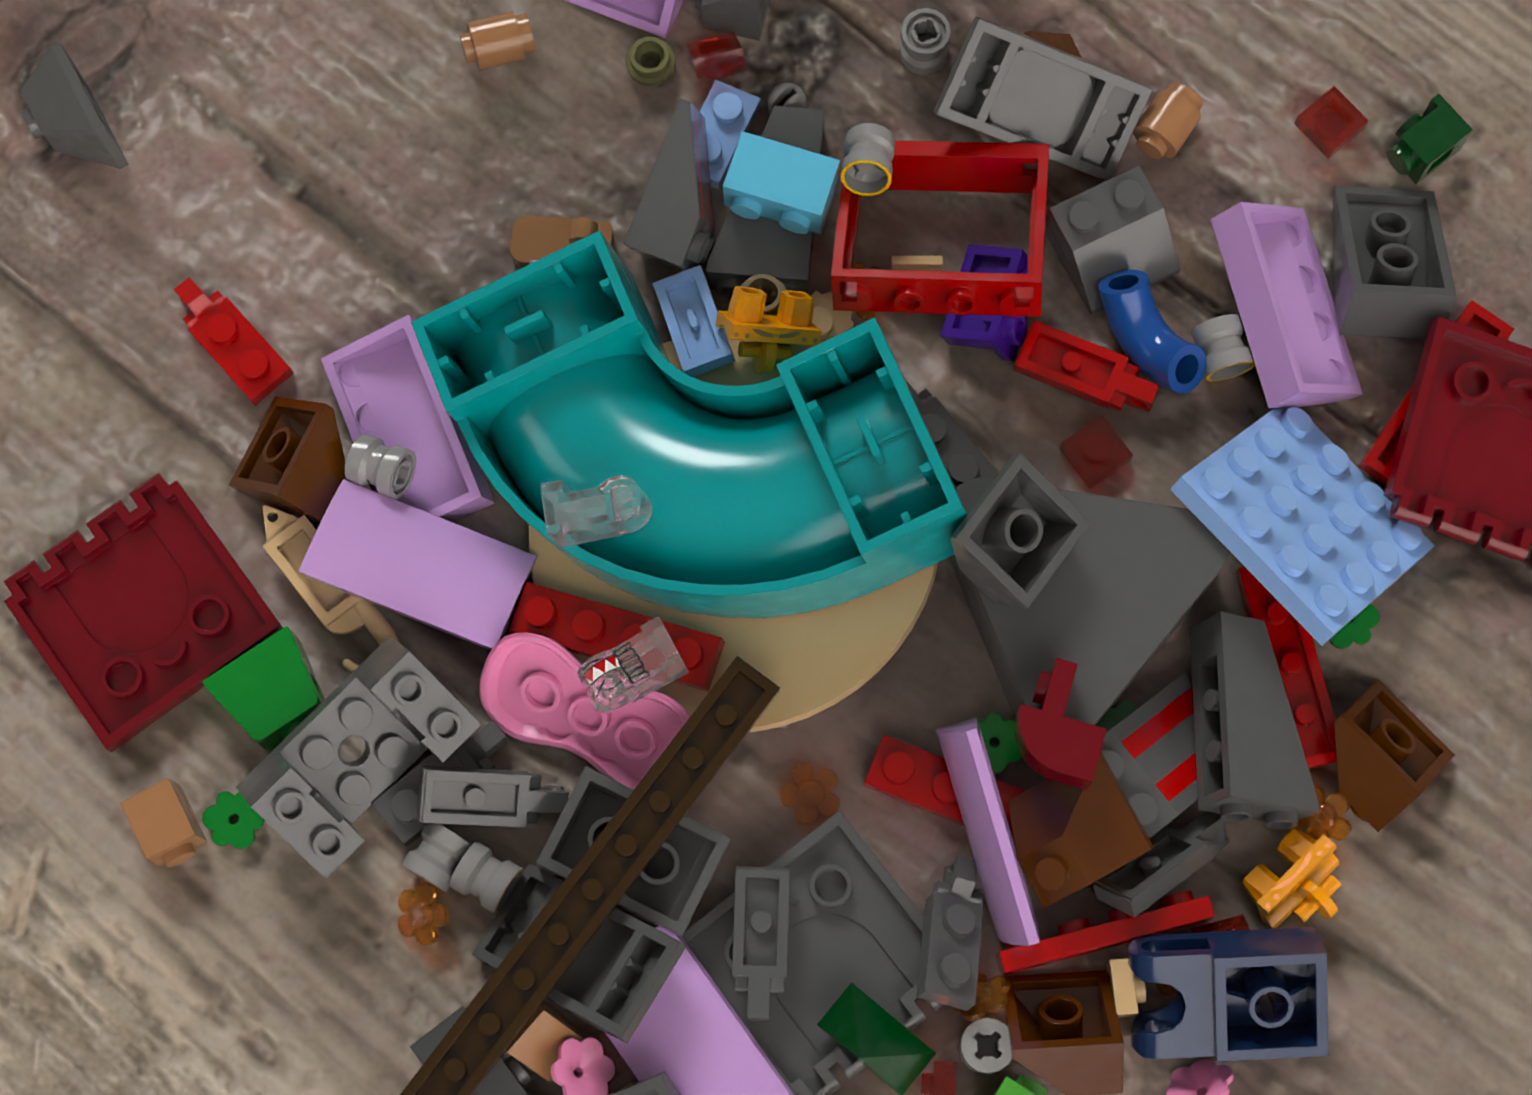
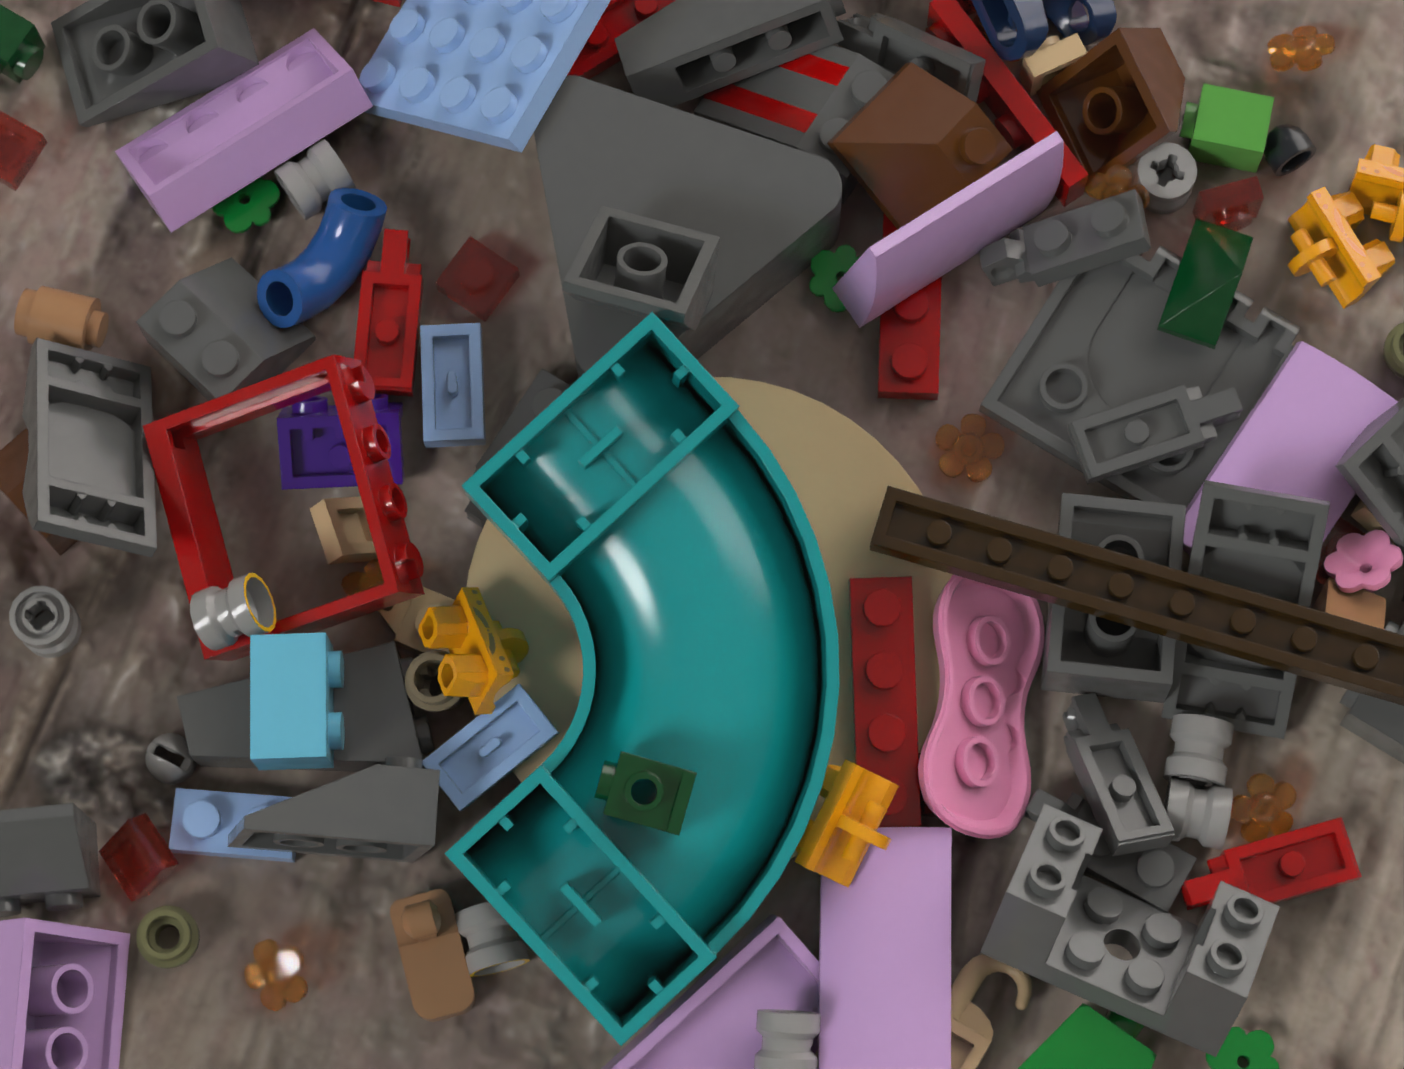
camera: 110 degrees left, 0 degrees up
(369, 904) = (1280, 866): none -> red hinge
(525, 564) = (846, 822): none -> light orange hips
(590, 127) = (275, 973): none -> clear orange plant
(594, 513) = (768, 711): clear leg -> none
(595, 412) = (671, 798): none -> dark green brick
(632, 668) = (926, 649): clear leg -> none
(1009, 400) = (452, 385): none -> light blue plate
(1056, 744) = (841, 185): dark red brick -> none
(1212, 286) = (241, 217): none -> green plant

